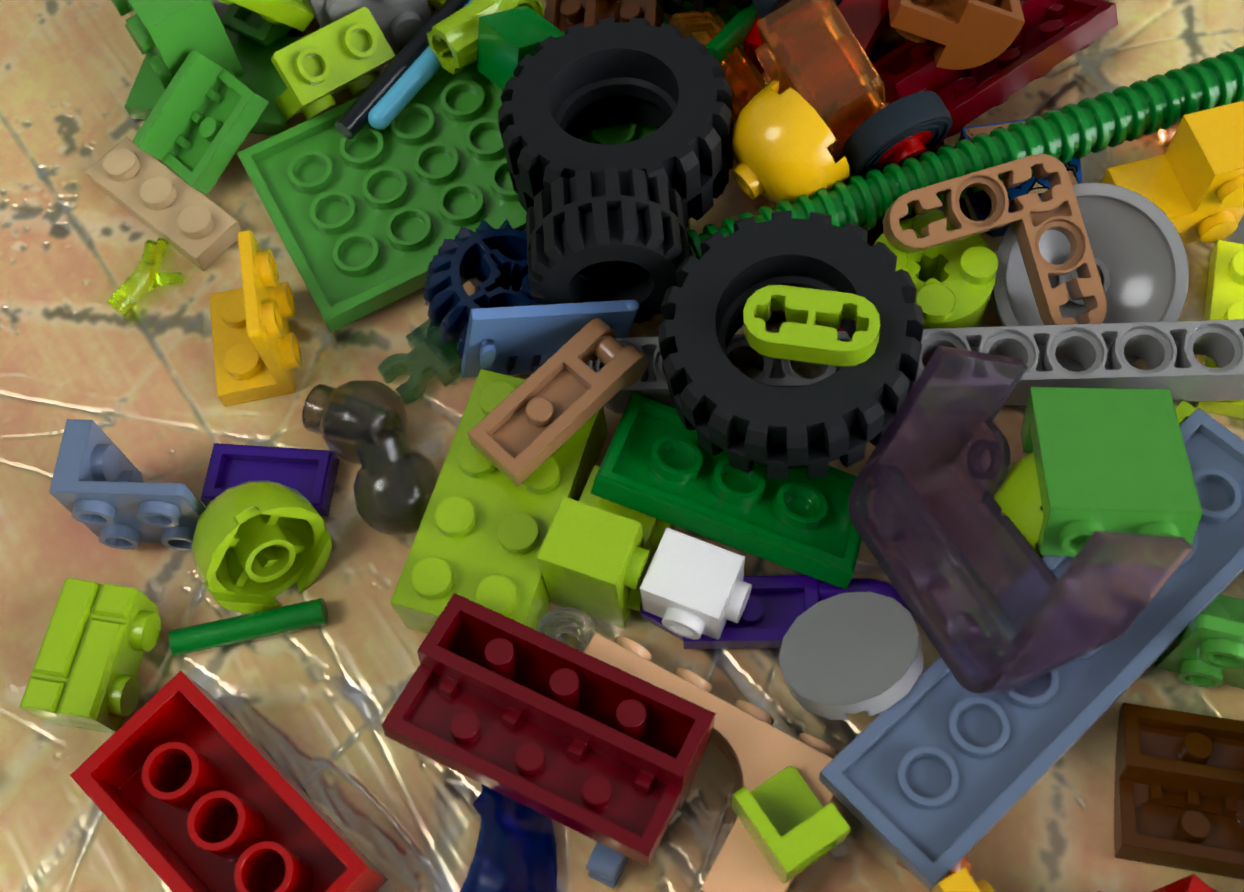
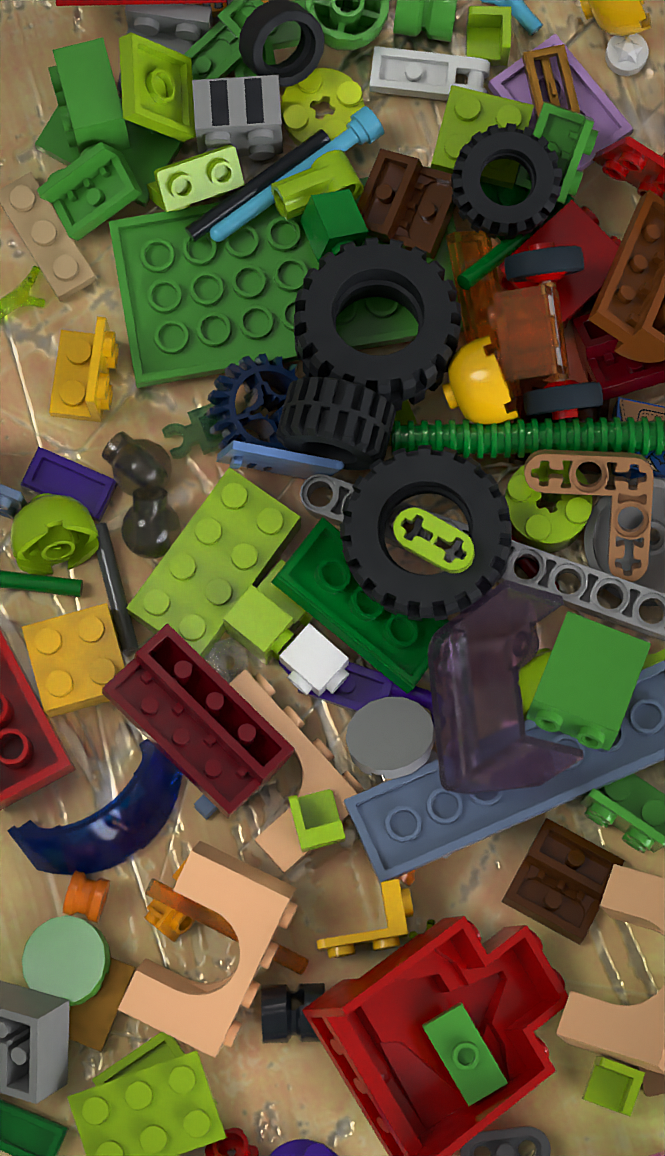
camera: 10 degrees right, 15 degrees up
(328, 709) = (74, 658): none -> yellow brick
(372, 594) = (115, 590): none -> dark grey bar
(556, 401) = (270, 515): medium nougat plate -> none

